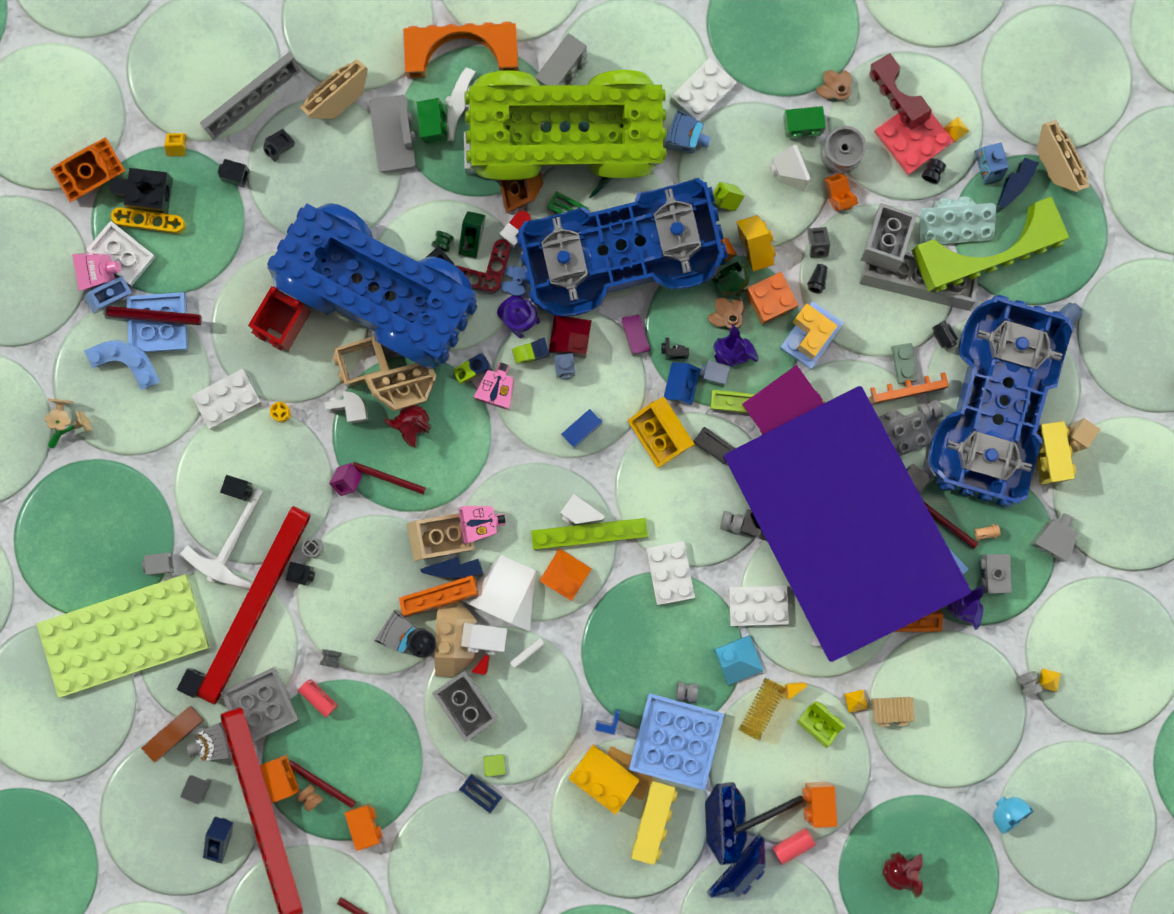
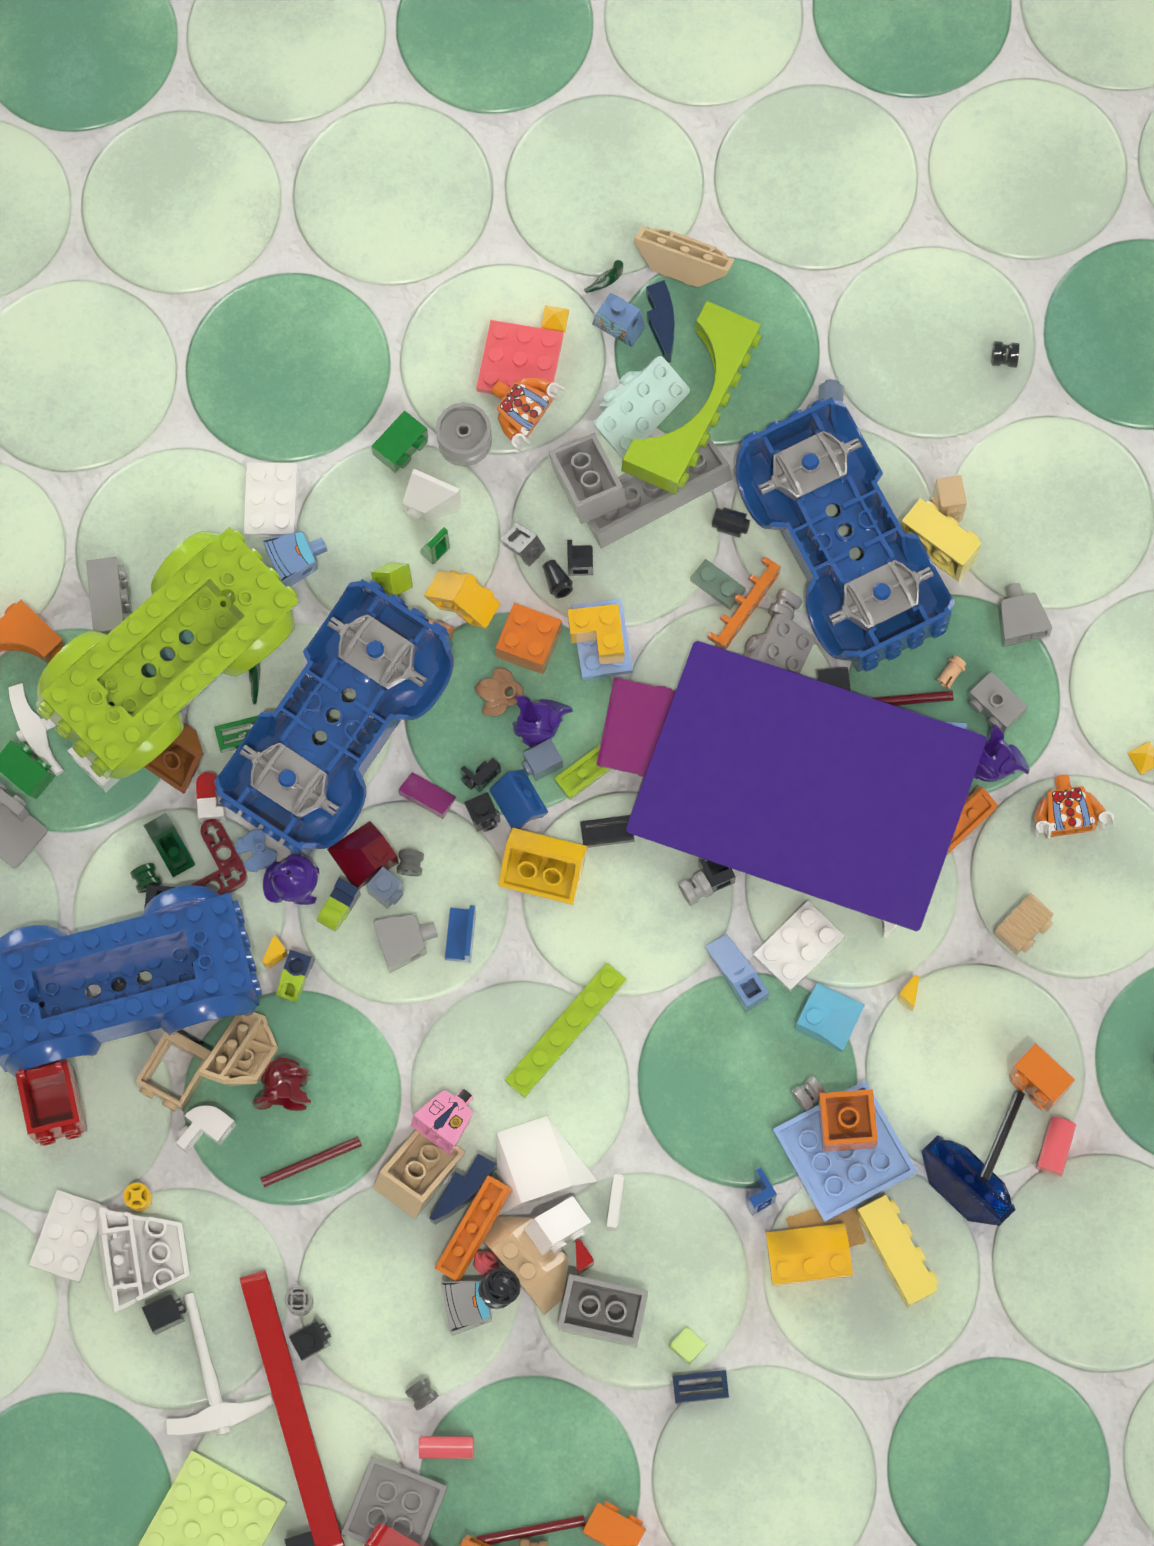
camera: 35 degrees left, 10 degrees down
(158, 564) = (153, 1466): light grey brick -> none
(251, 445) = (139, 1256): none -> white wedge
(345, 479) = (268, 1202): magenta panel -> none
(428, 620) = (485, 1262): none -> coral plate
(472, 346) = (274, 953): none -> yellow slope
(496, 388) = (337, 972): bright pink torso -> none
(547, 403) = (403, 940): none -> light grey torso
(565, 574) = (580, 1093): orange slope -> none
(580, 512) = (537, 1016): white slope -> none
(591, 364) = (410, 863): none -> dark grey wheel
(656, 372) = (483, 812): none -> black bracket
(670, 573) = (682, 994): white plate -> none
(692, 729) = (848, 1120): none -> orange brick
(710, 589) = (737, 973): none -> medium blue slope
(732, 279) = (473, 654): dark green cylinder -> none
(740, 875) = (1030, 1217): clear blue wedge -> none
(756, 727) = (908, 1071): clear yellow piece -> none
(769, 200) = (436, 546): none -> green slope
(820, 723) = (967, 1001): lime bracket -> none
(834, 83) = (394, 379): medium nougat plate -> none
(839, 192) = (498, 478): orange brick -> none
(841, 279) = (579, 559): none -> black panel
(856, 701) = (981, 950): yellow slope -> none
(891, 164) = (523, 406): none -> torso
(912, 109) = (495, 337): dark red arch -> none
(933, 171) = (571, 377): black wheel -> none
(978, 671) = (1069, 811): none -> torso
(1007, 132) = (607, 277): none -> dark green bar
(1029, 683) = (1128, 777): light grey wheel -> none

